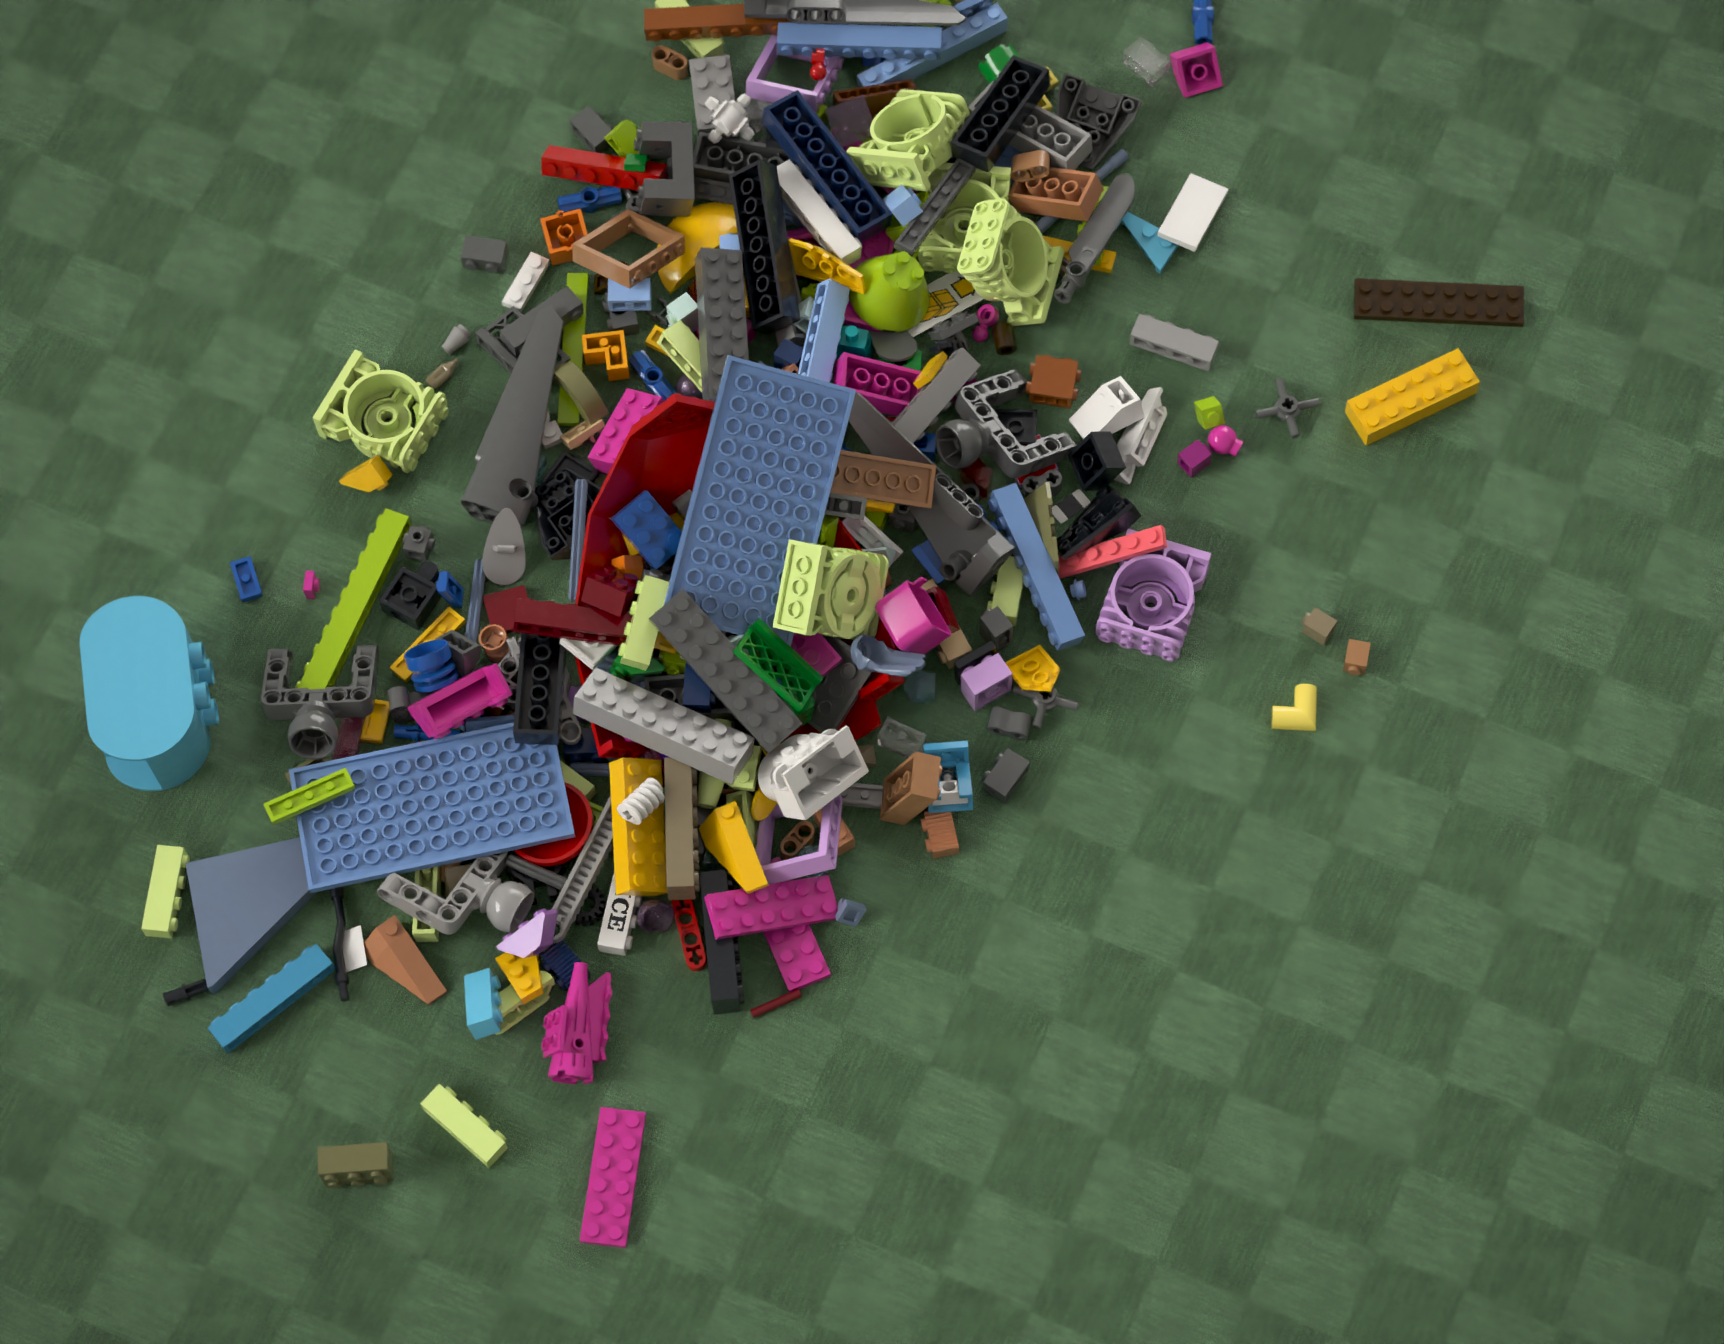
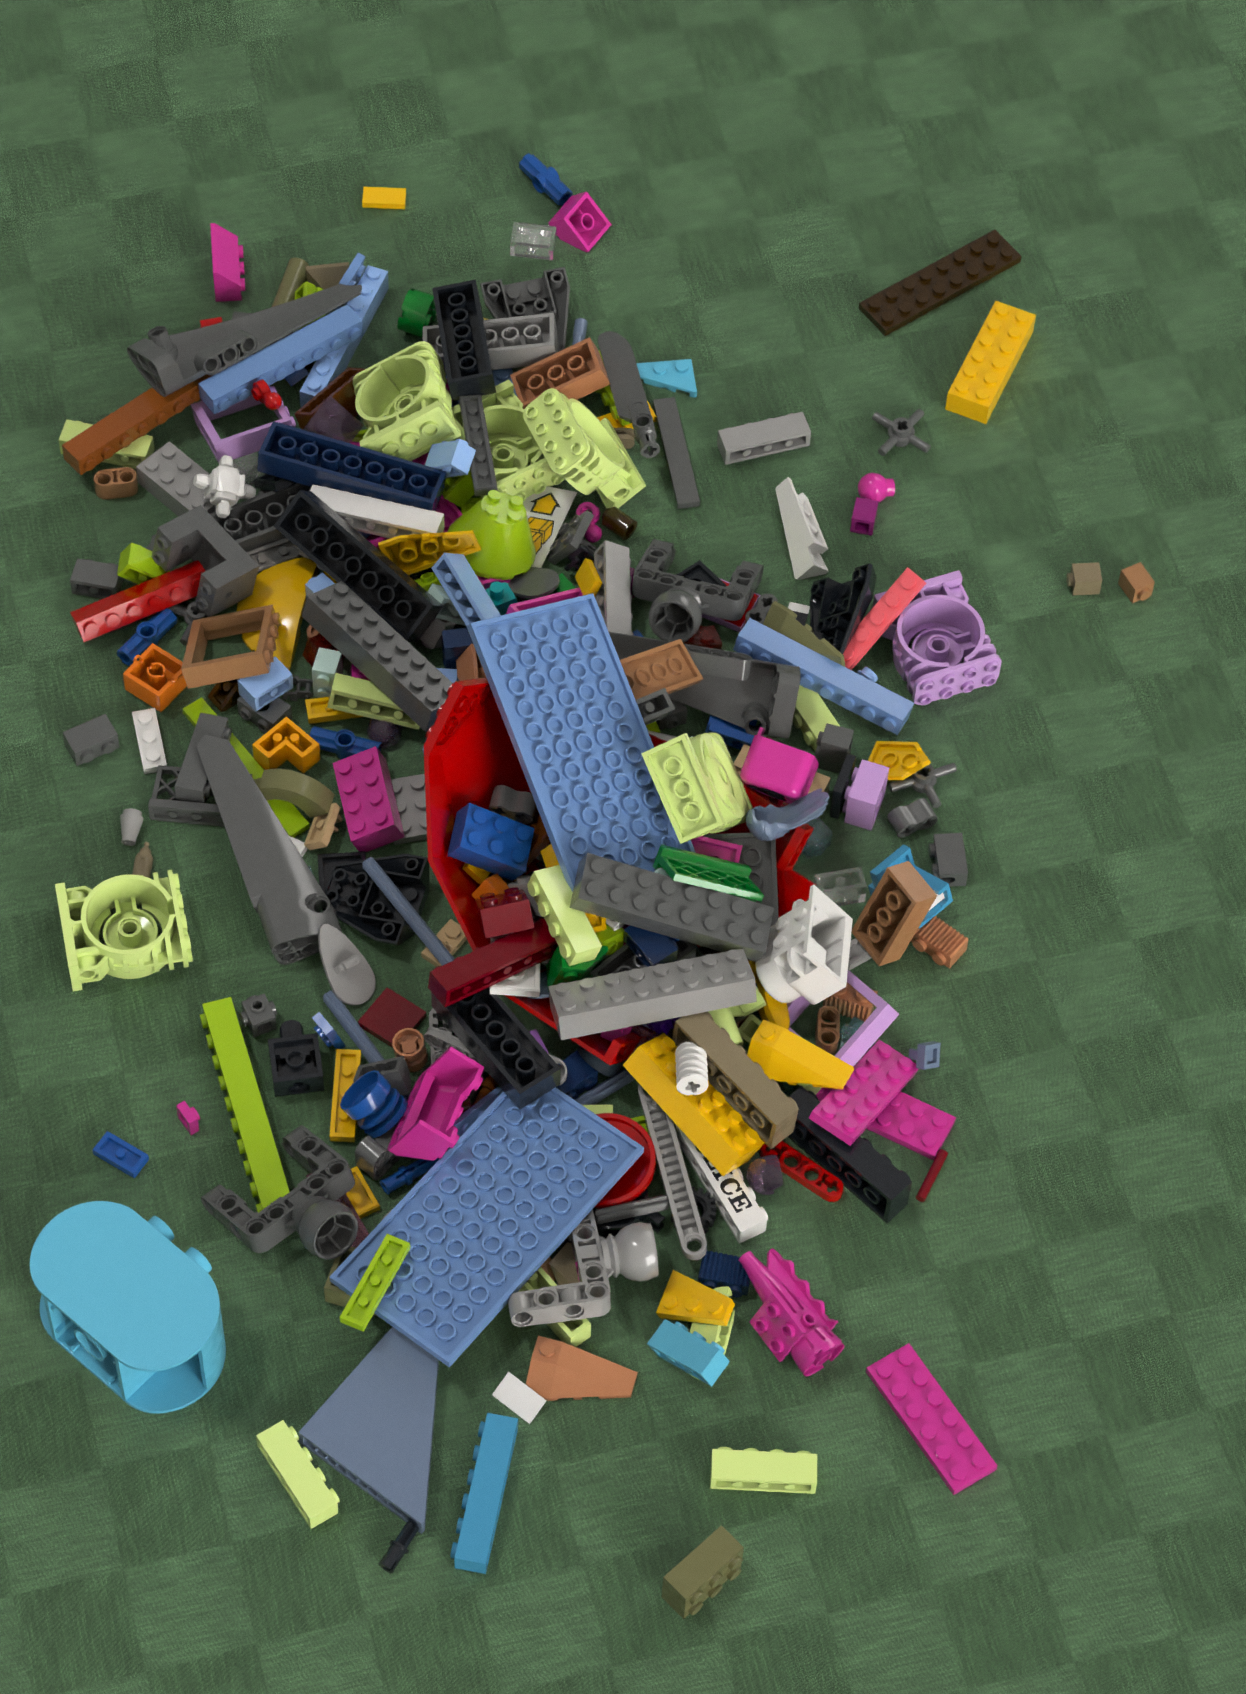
camera: 45 degrees left, 10 degrees down
(341, 976) = (531, 1429): black bar -> none
(368, 475) = (157, 989): yellow slope -> none
(532, 935) = (682, 1263): slope -> none
(635, 162) = (171, 573): green tile -> none
(1030, 166) = (523, 368): medium nougat beam -> none
(1053, 381) = (694, 529): dark orange brick -> none
(1096, 461) = (792, 564): black brick -> none
(1101, 309) = (676, 453): none -> dark grey tile
(1108, 409) = (762, 522): white slope -> none
(1192, 212) = (682, 331): white tile -> none
(1209, 412) = (844, 472): lime brick -> none
(1300, 716) = (1134, 654): light yellow brick -> none

